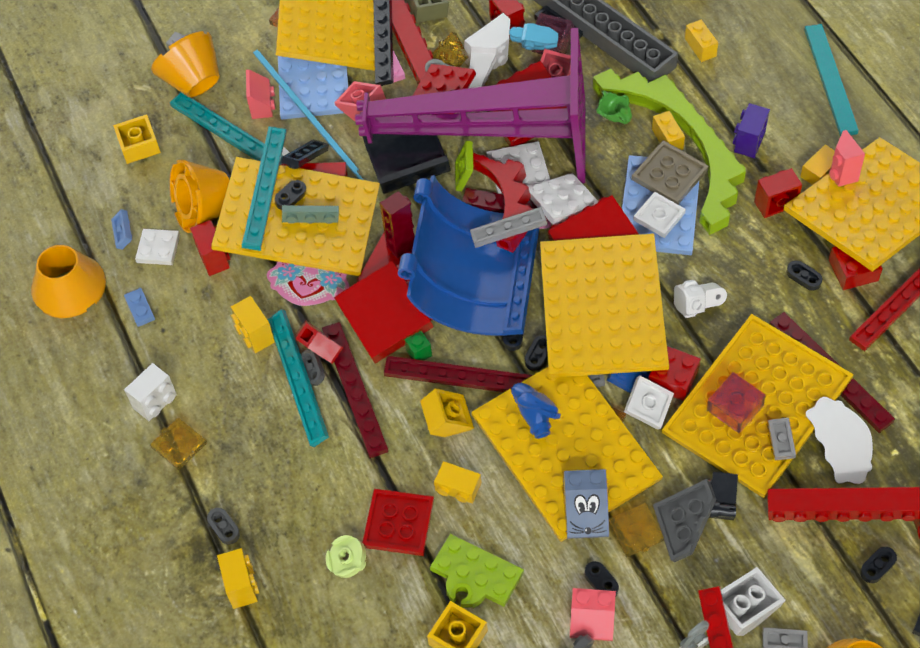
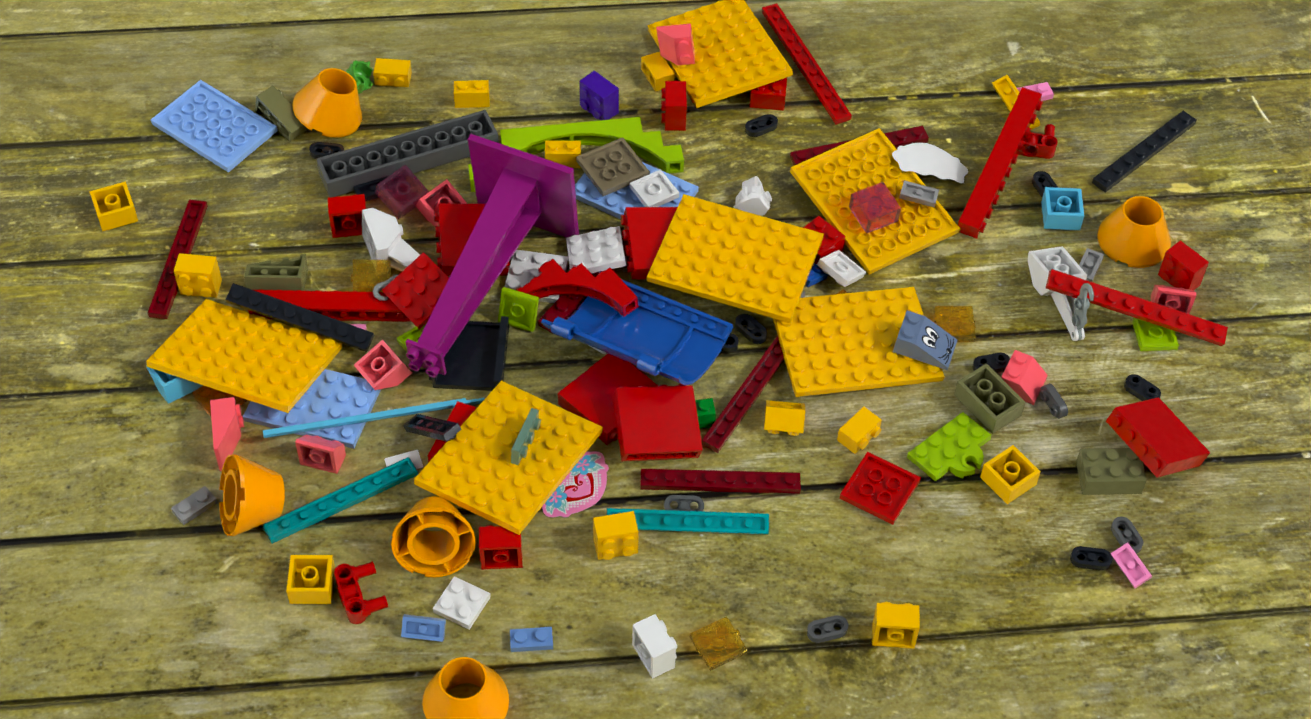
camera: 75 degrees left, 5 degrees down
(137, 170) = (351, 594): none -> red piece
(249, 29) = (225, 427): none -> coral slope
(264, 189) = (471, 464): teal tile -> none
(291, 193) = (490, 447): black plate -> none
(318, 342) = (658, 489): slope -> none
(353, 564) = (893, 543): yellowish green plate -> none
(397, 224) = (586, 364): dark red brick -> none
(508, 227) = (621, 291): light grey tile -> none
(534, 37) = (405, 198): medium azure hinge -> none
(535, 409) = (823, 339): blue animal -> none
(545, 587) = (989, 398): none -> olive brick
(684, 518) = (962, 283): dark grey plate -> none
(725, 491) = (950, 255): black hinge -> none
(831, 79) = (565, 30): teal tile -> none
(848, 588) = (1062, 208): none -> medium azure brick

